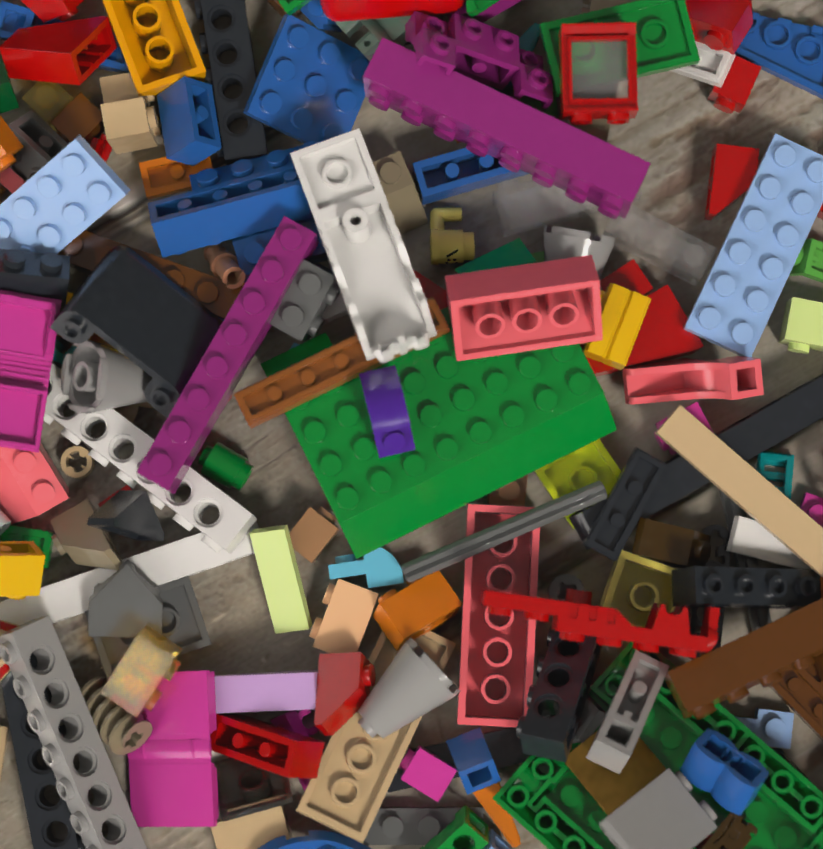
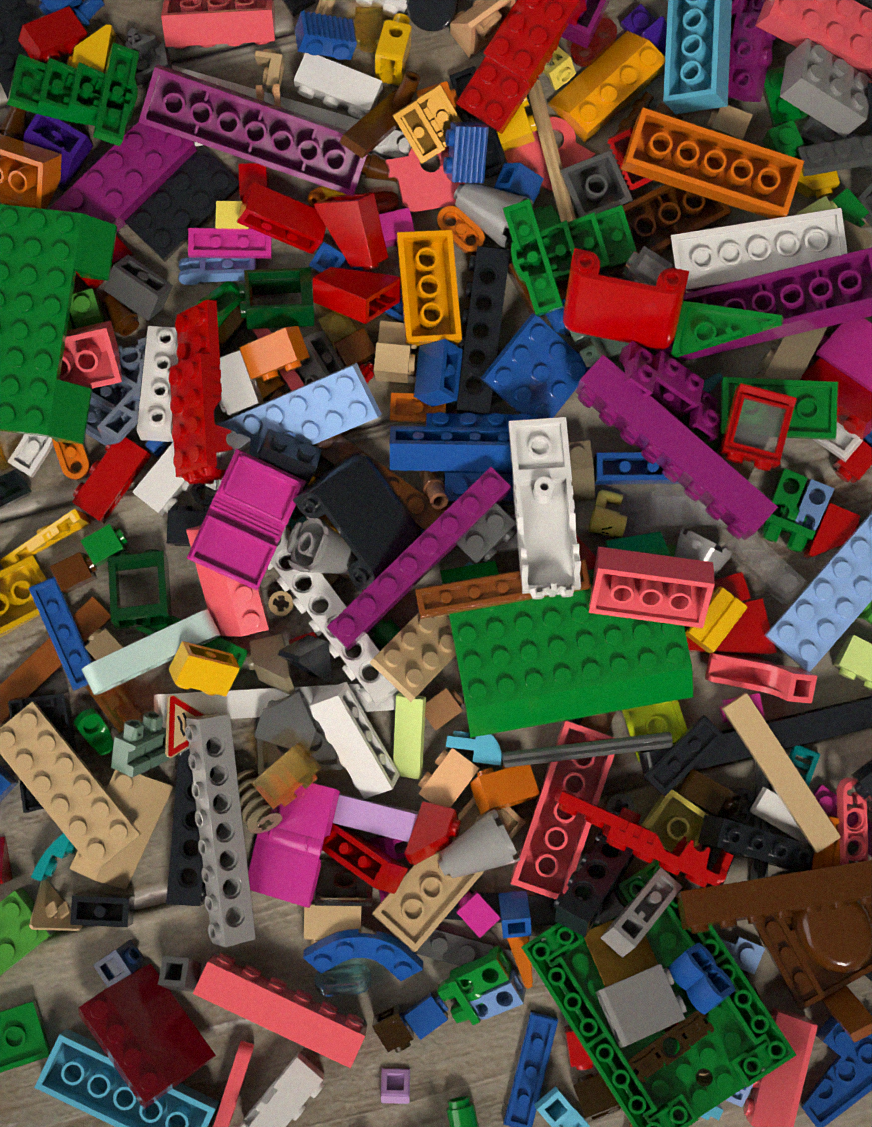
camera: 15 degrees right, 0 degrees up
(214, 603) = (354, 740): none -> white brick
(260, 475) = (416, 654): none -> tan plate
(387, 411) = (527, 635): dark purple brick -> none
(682, 175) = (793, 517): none -> green hips

